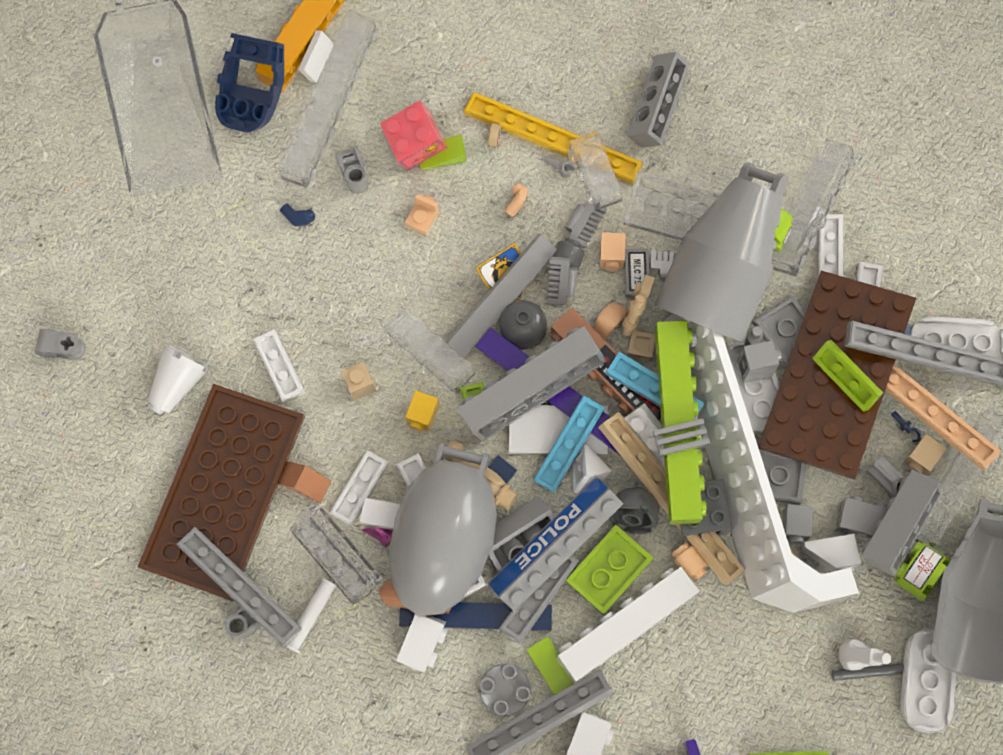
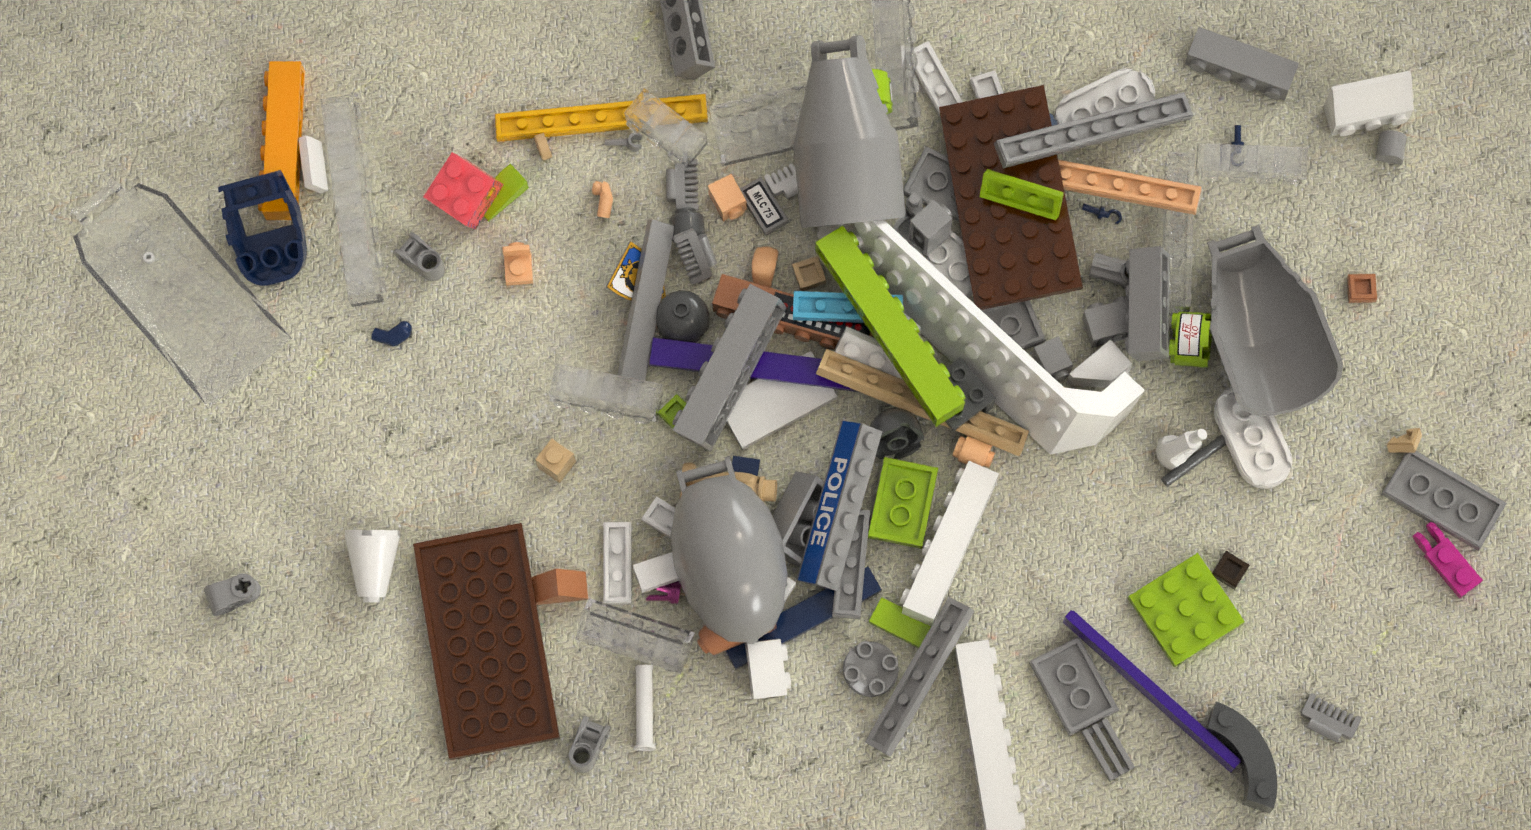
camera: 30 degrees left, 0 degrees up
(239, 587) = (561, 717): light grey tile -> none
(279, 366) = (465, 491): white tile -> none
(422, 411) = (635, 455): yellow brick -> none
(568, 444) = (795, 406): medium azure tile -> none
(587, 467) = (826, 419): white slope -> none
(637, 306) = (785, 239): tan plate -> none
(680, 427) = (918, 321): light grey tile -> none
(925, 455) = (1134, 229): tan brick -> none

